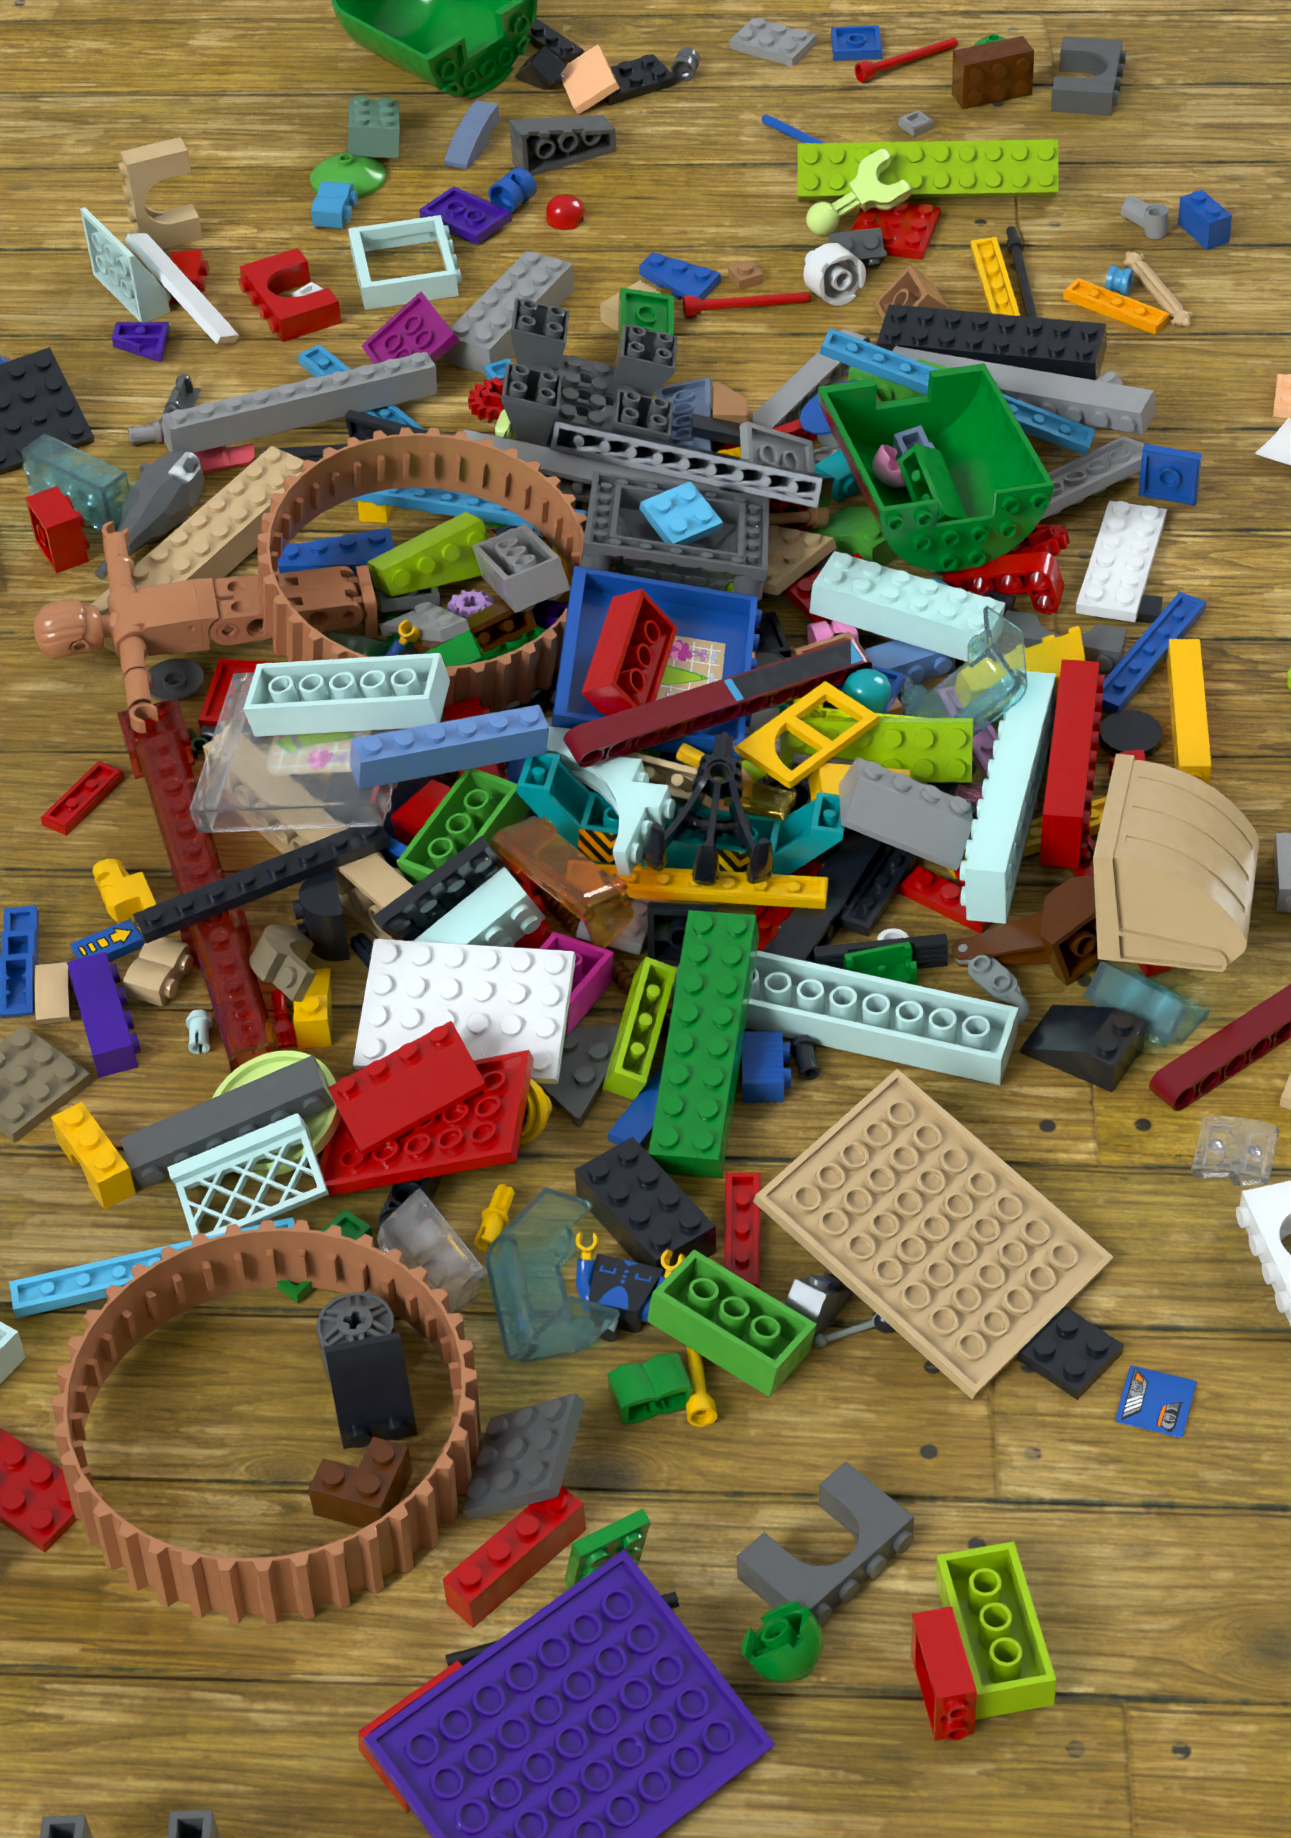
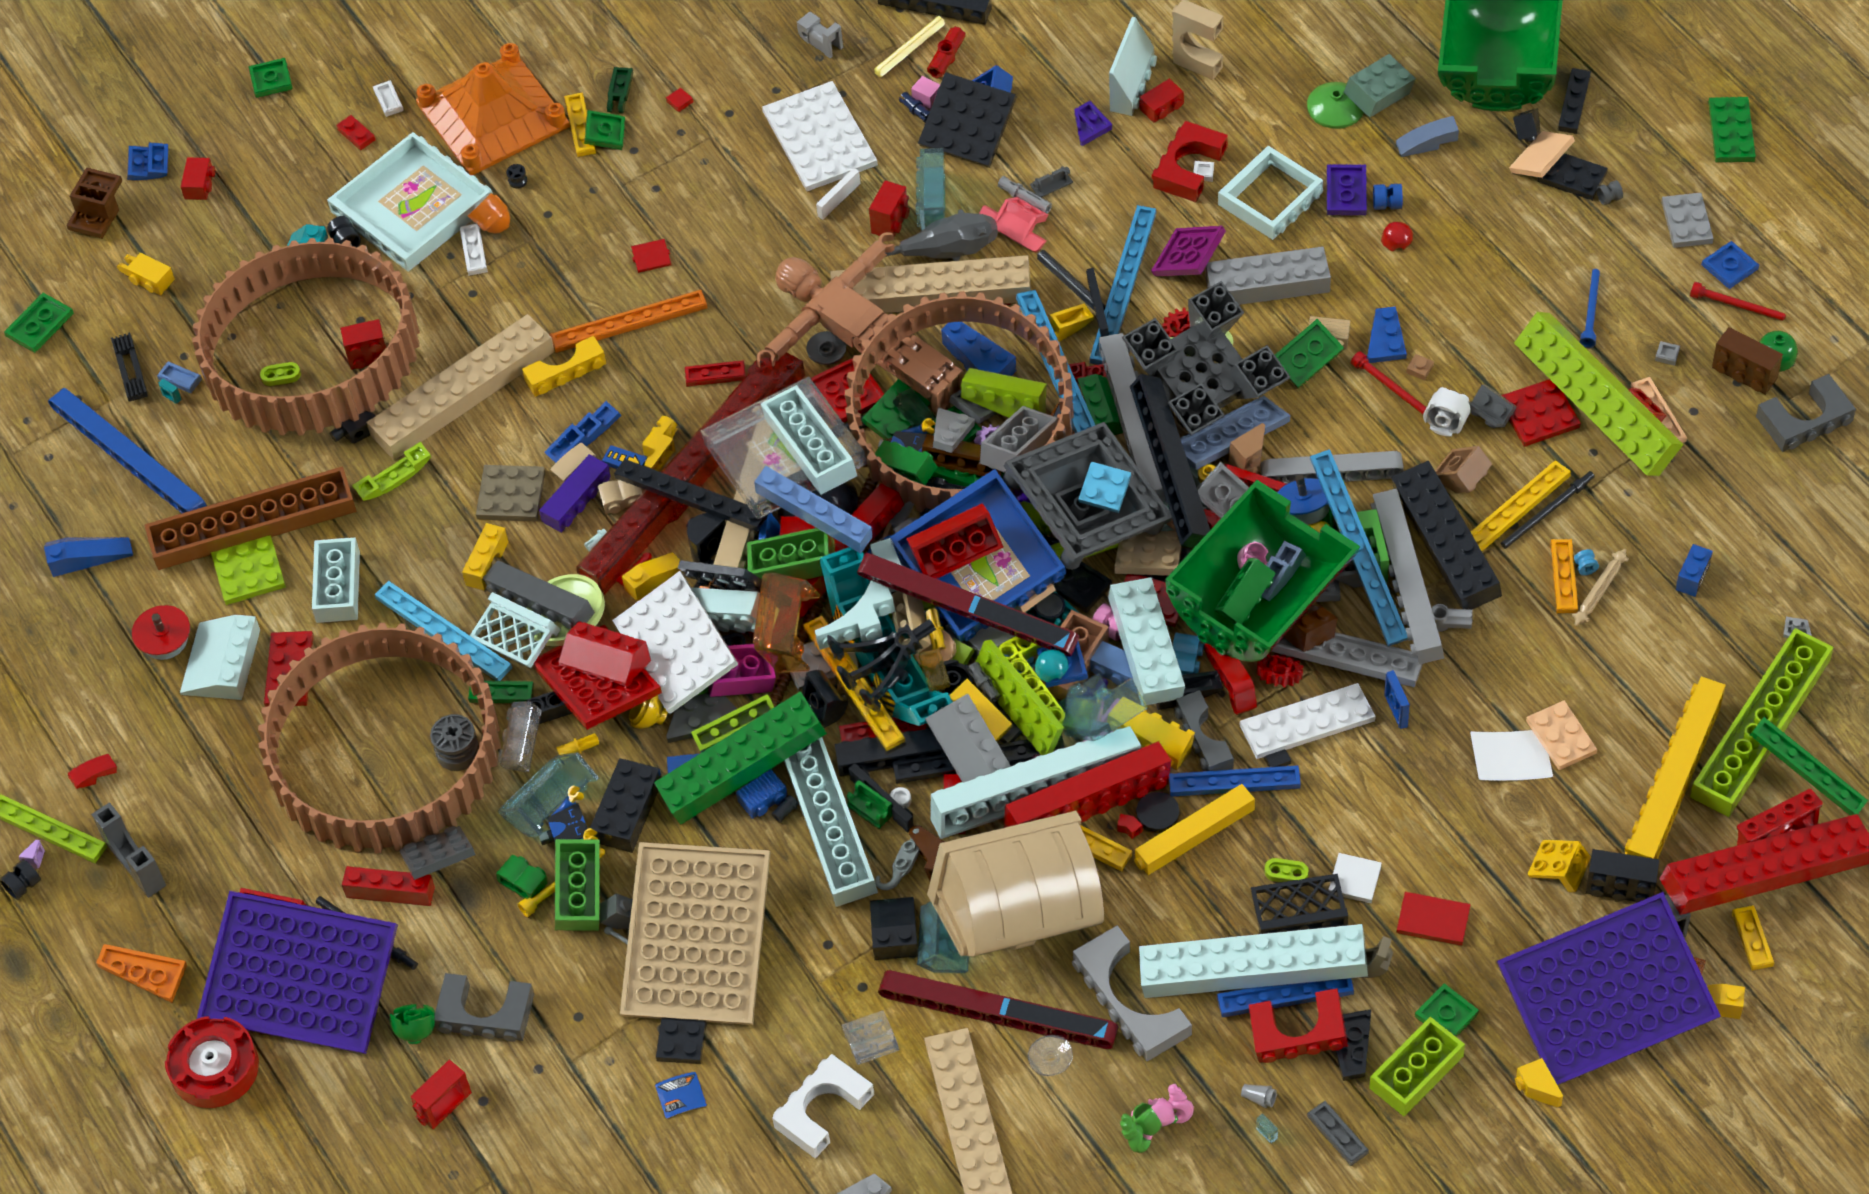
camera: 55 degrees right, 10 degrees up
(181, 288) = (1136, 109): white tile -> none
(281, 960) = (661, 533): dark tan arch -> none
(299, 404) = (1081, 241): light grey brick -> none
(333, 204) = (1293, 119): dark azure brick -> none
(362, 1493) = (380, 804): reddish brown brick -> none
(371, 1390) = (423, 768): black slope -> none
(559, 141) = (1458, 185): dark grey wedge -> none
(605, 1543) = (404, 920): green plate -> none
(715, 429) = (1224, 452): black tile -> none
(742, 1226) = (625, 870): red tile -> none
(760, 745) = (955, 643): yellow window -> none
(865, 191) = (1537, 375): yellowish green piece -> none
(997, 1628) = (483, 1101): lime brick -> none
(1150, 217) = (1671, 537): light grey piece -> none

